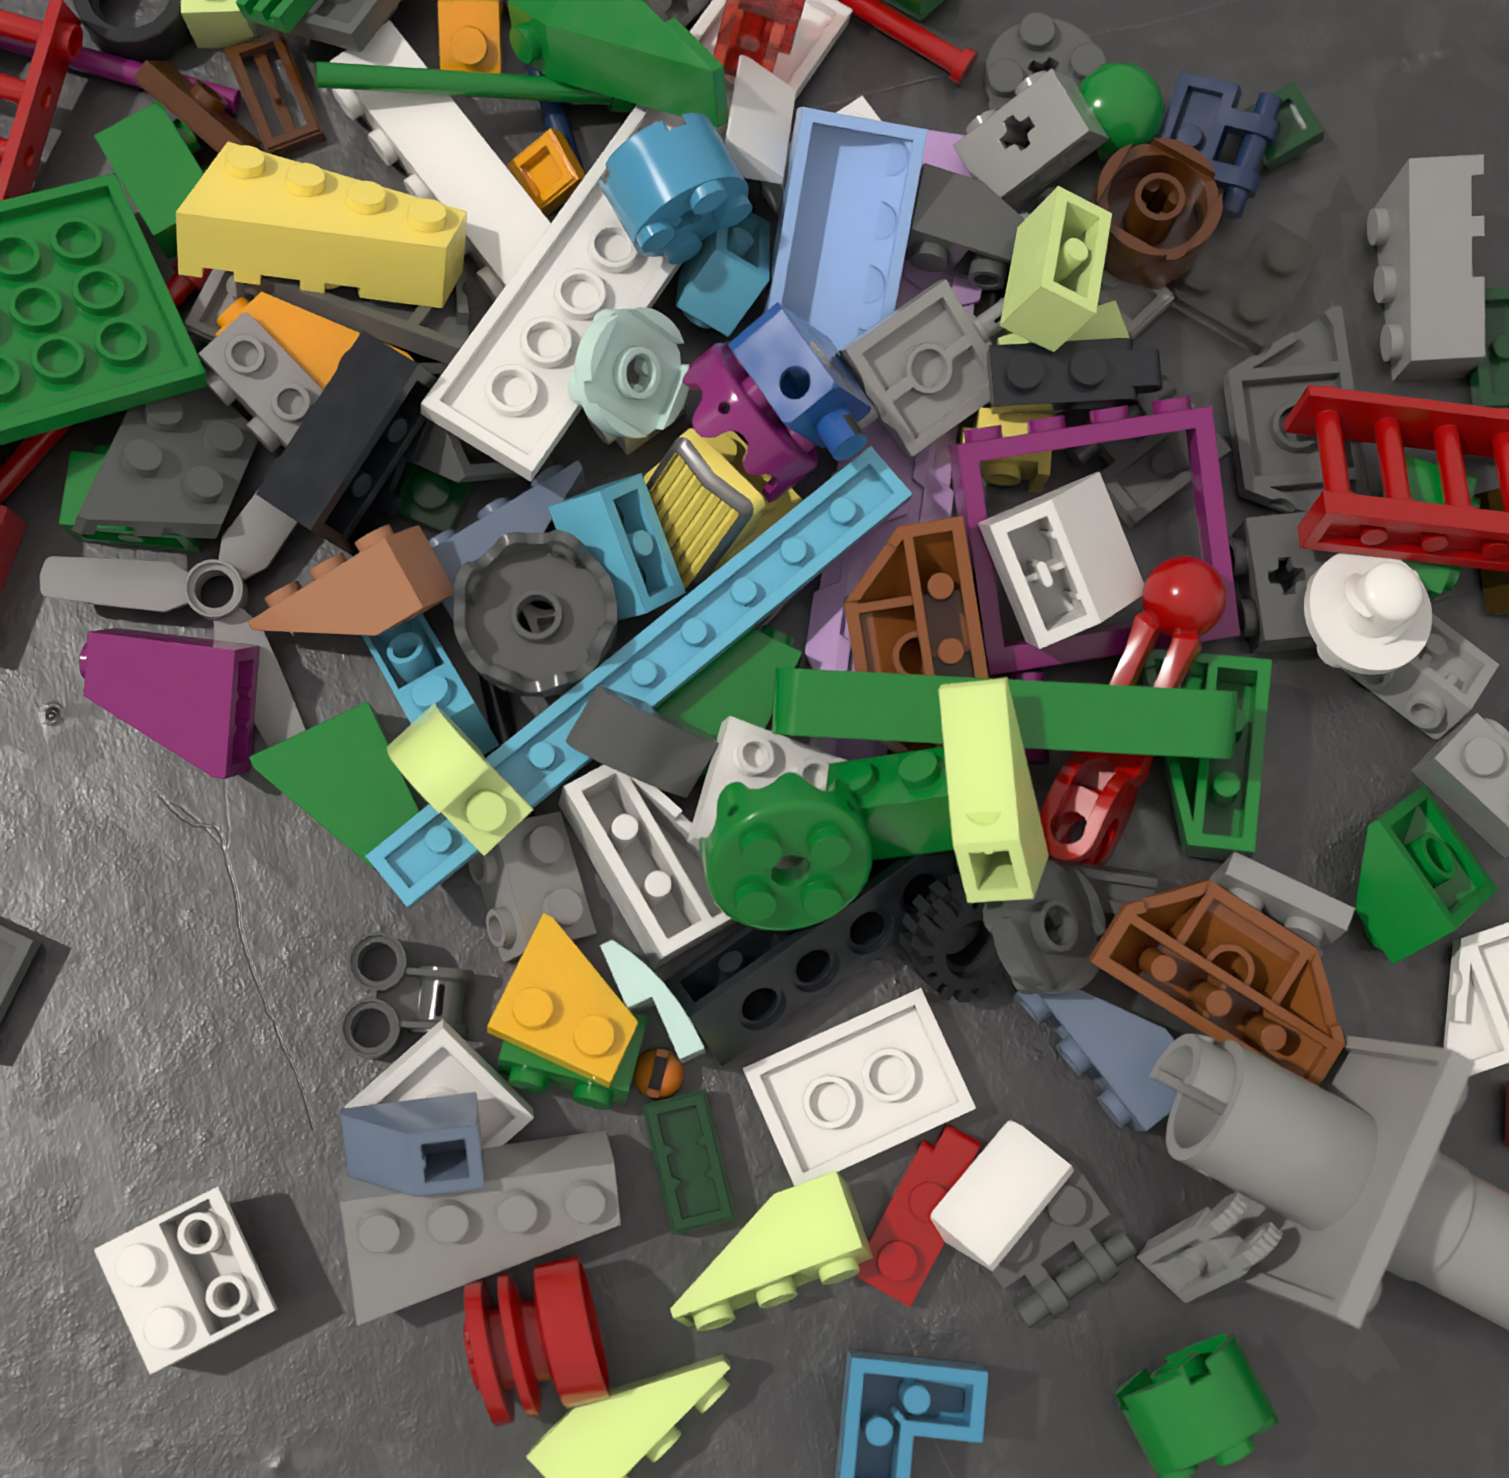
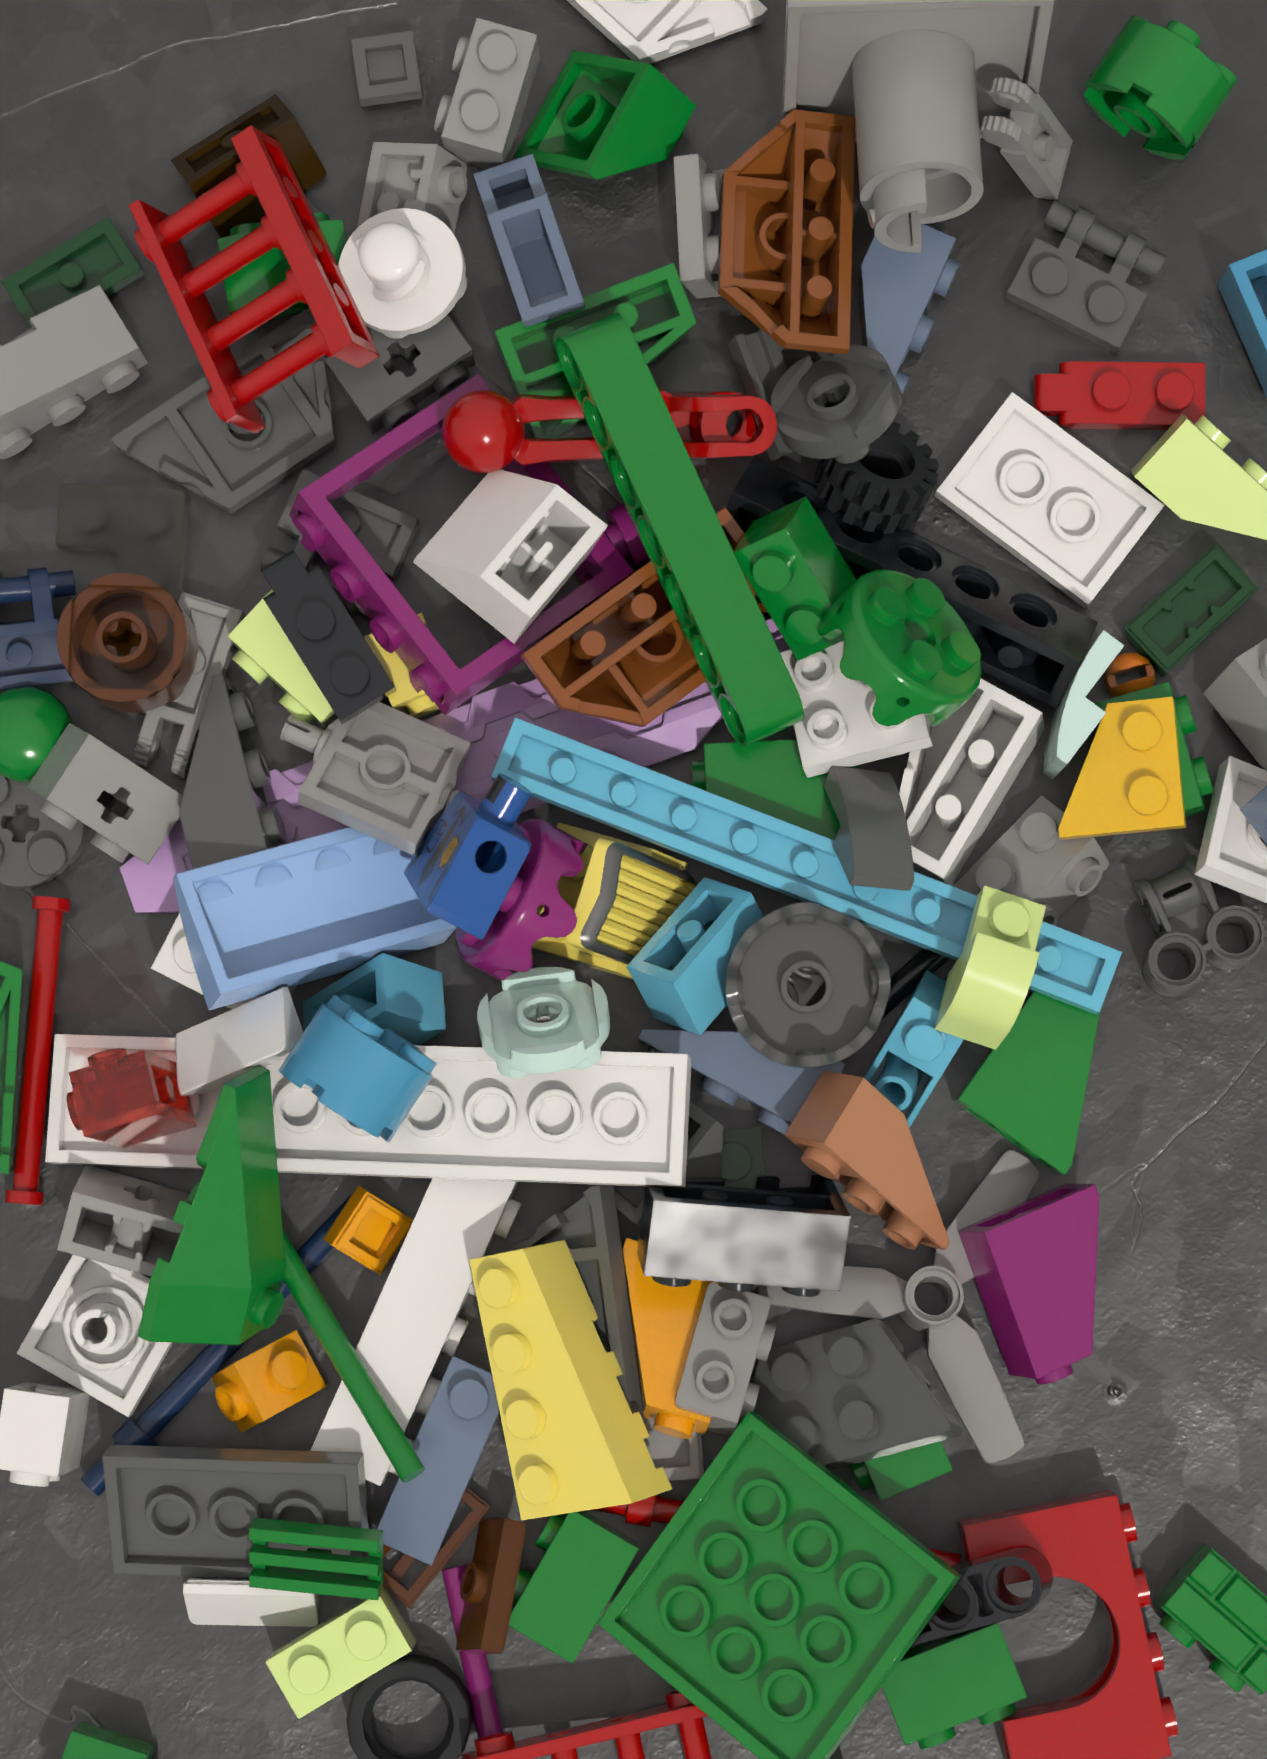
camera: 110 degrees left, 5 degrees up
(322, 121) = (449, 1450): none -> sand blue slope
(990, 793) = (766, 496): yellowish green slope -> none
(1000, 1195) = (1073, 332): white slope -> none
(1056, 269) = (245, 692): yellowish green brick -> none
(1339, 741) = (529, 241): none -> sand blue slope

